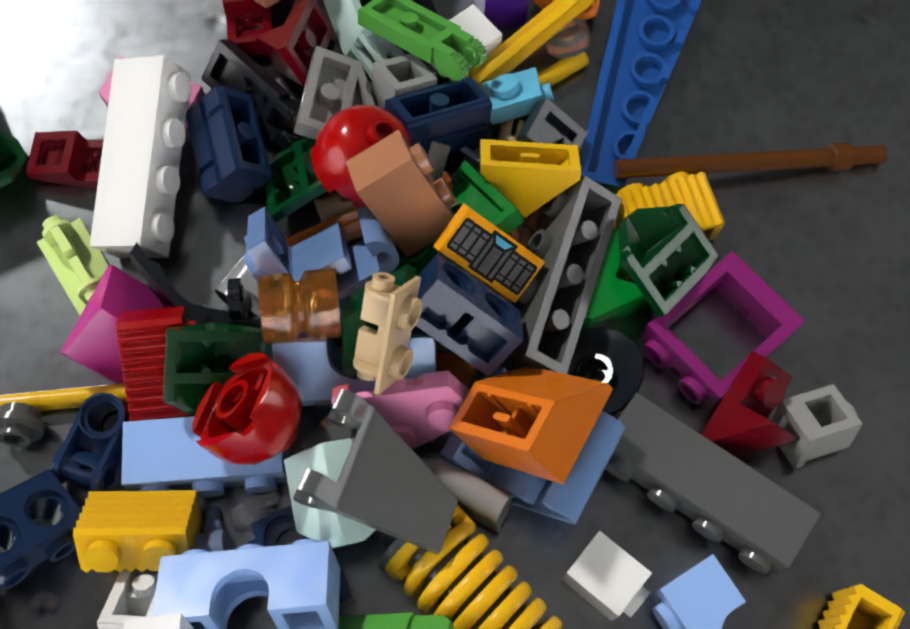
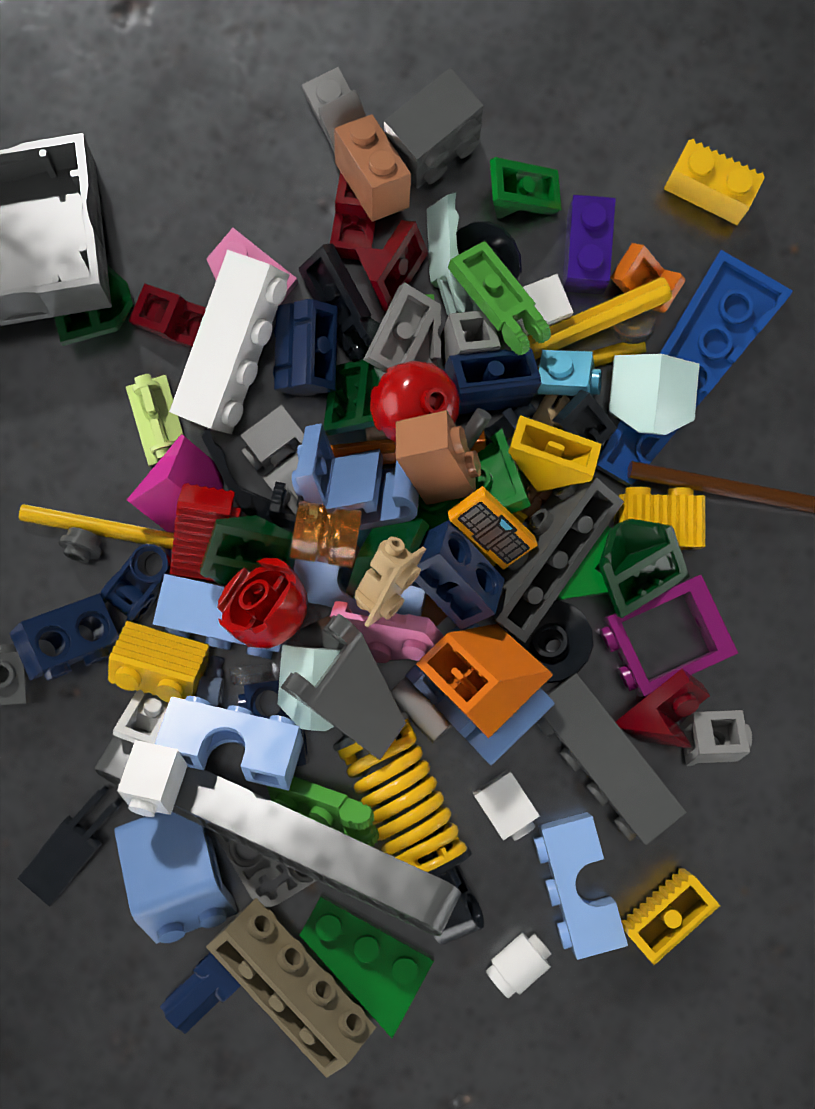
camera: 20 degrees right, 15 degrees up
(213, 247) = (272, 439): none -> light grey brick
(611, 87) = (653, 392): none -> light aqua slope

